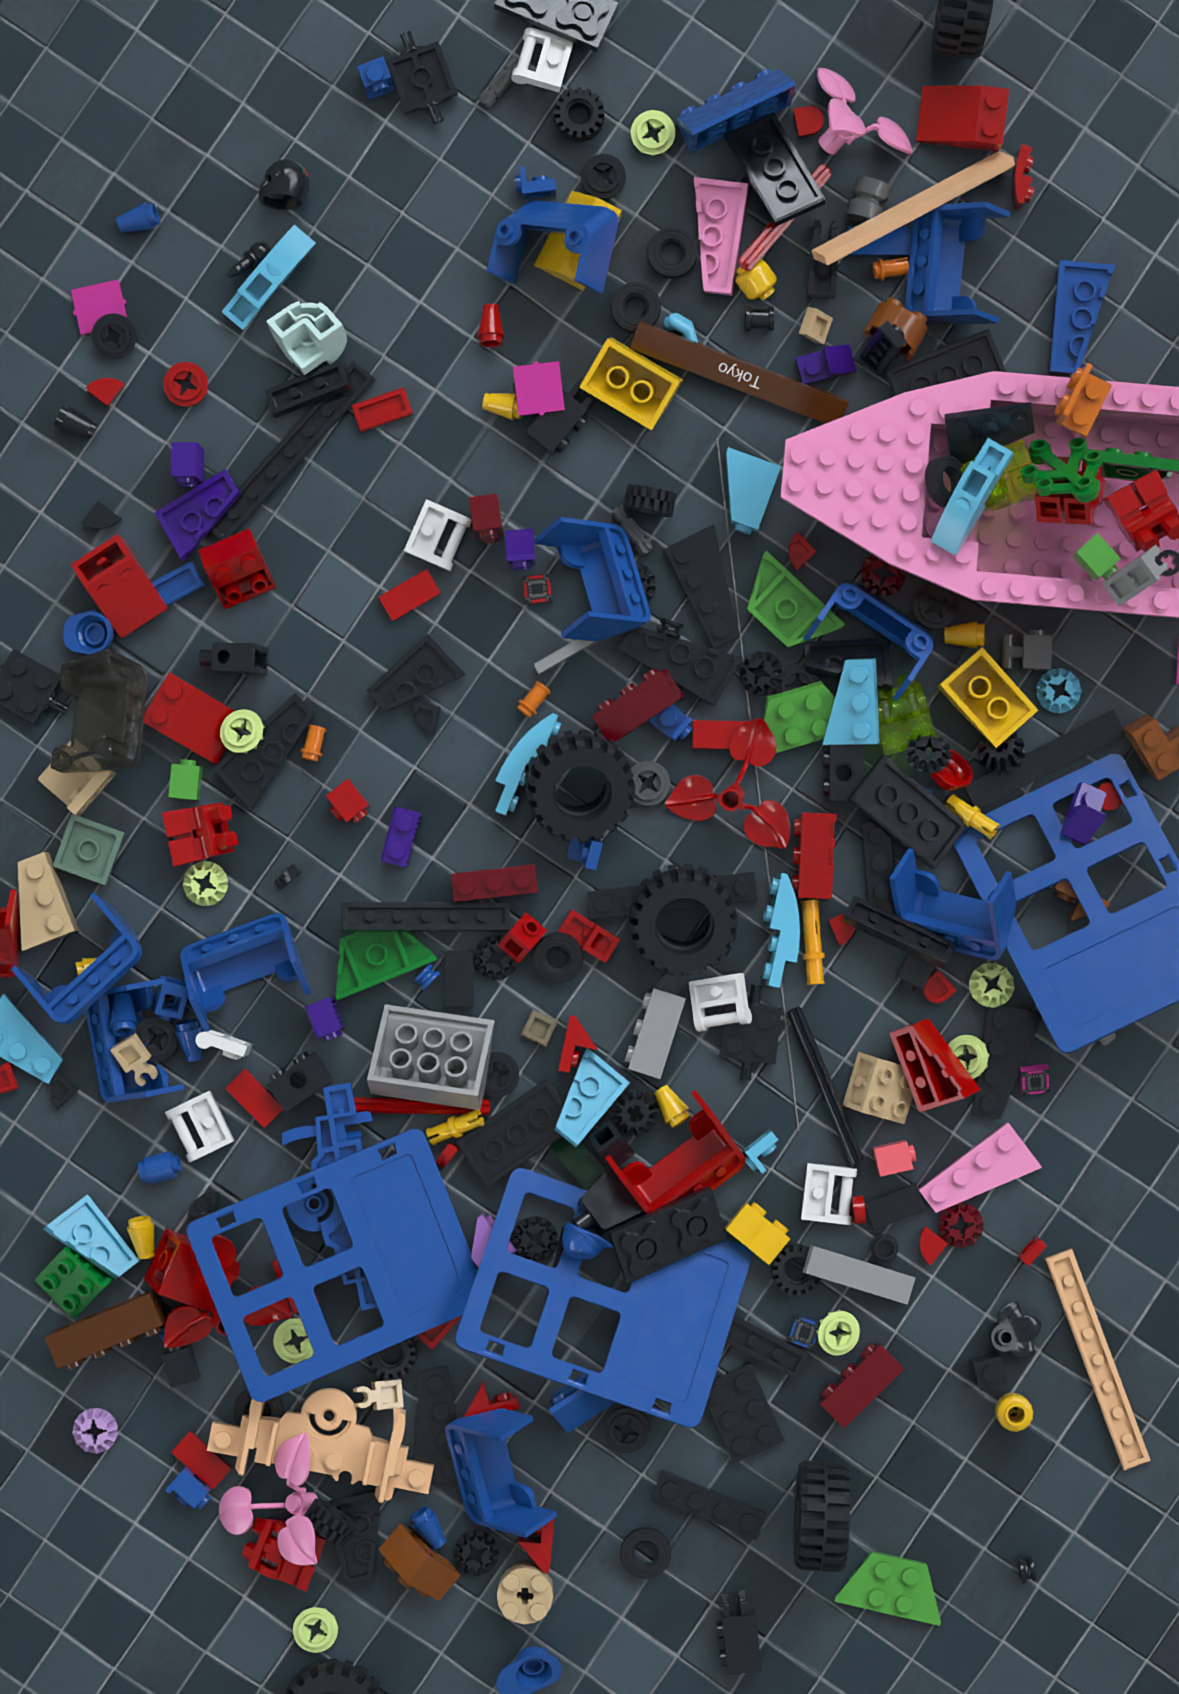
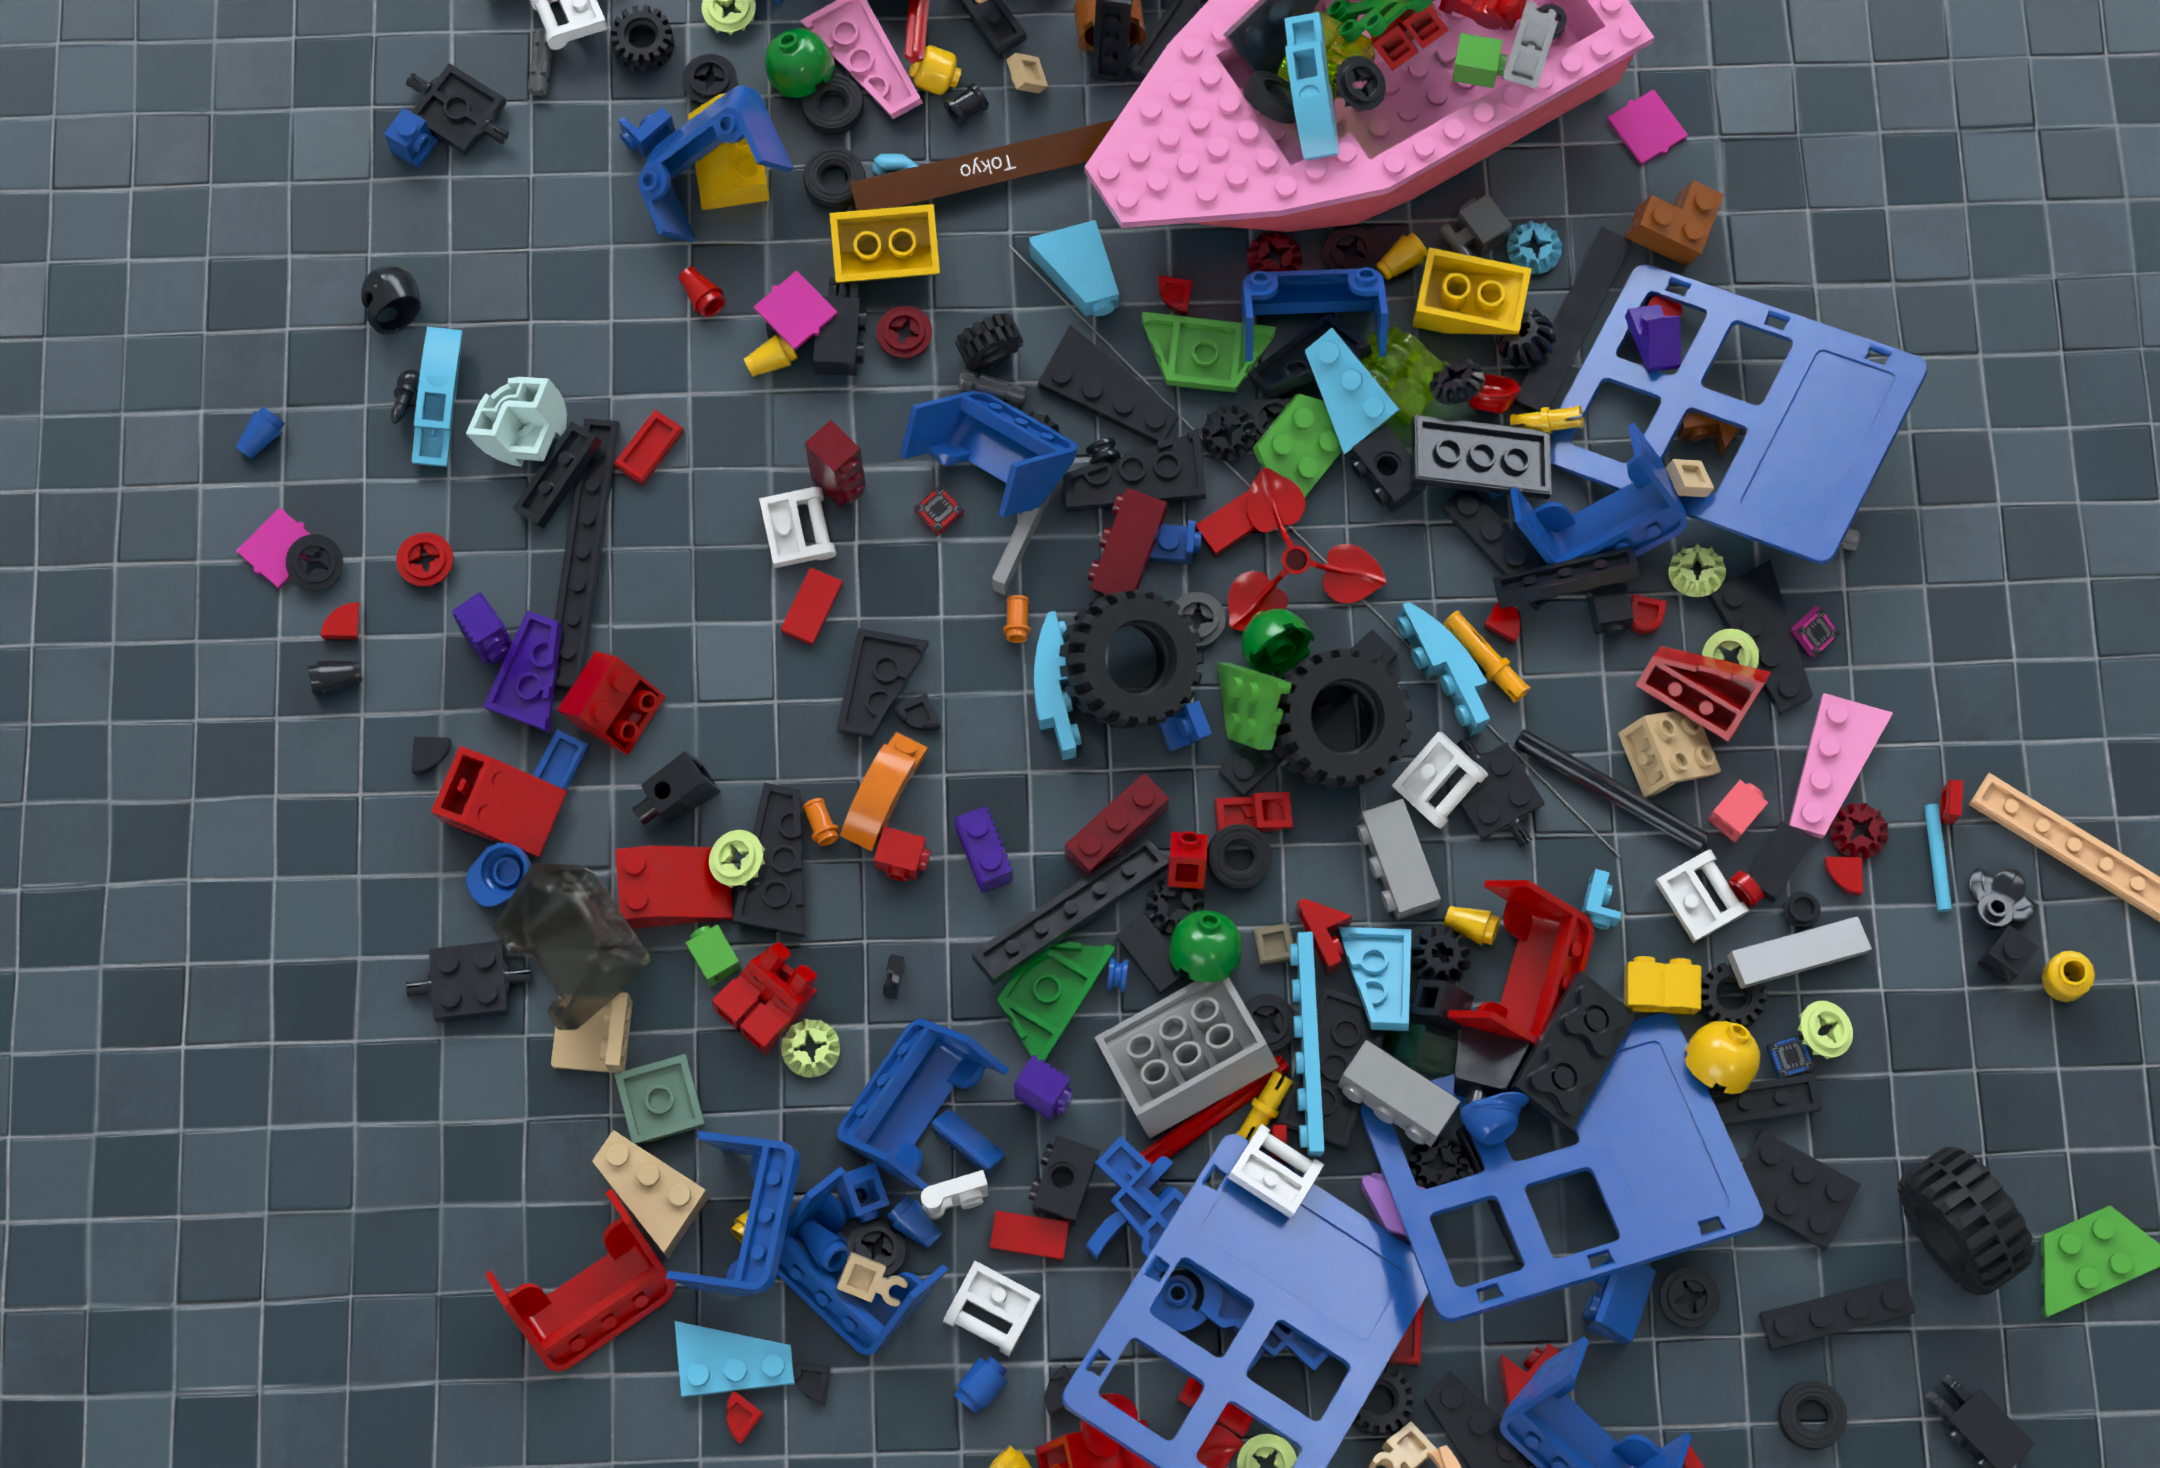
camera: 45 degrees left, 15 degrees down
(259, 1013) = (967, 1141): none -> blue slope
(366, 752) = (881, 790): none -> orange arch
(420, 1177) = (1271, 1179): none -> white plate
(492, 1002) = (1206, 946): none -> green cylinder
(500, 1119) = (1307, 1061): none -> medium azure plate
(520, 549) = (893, 479): dark purple slope -> none
(538, 1182) = (1398, 1094): none -> light grey brick
(604, 437) = (896, 320): none -> dark red gear
(634, 868) = (1251, 705): none -> bright green wing
(668, 209) = (798, 62): none -> green cylinder
(683, 834) = (1275, 641): none -> green cylinder
(757, 1305) = (1723, 1055): none -> yellow cylinder
(814, 855) = (1419, 564): red wedge -> none
(826, 364) = (1065, 103): dark purple slope -> none
(860, 1383) = (1890, 1065): dark red brick -> none
(996, 1277) = (1938, 858): none -> medium azure bar
(1012, 526) = (1360, 69): none -> black gear
(1024, 930) = (1689, 478): none -> tan plate

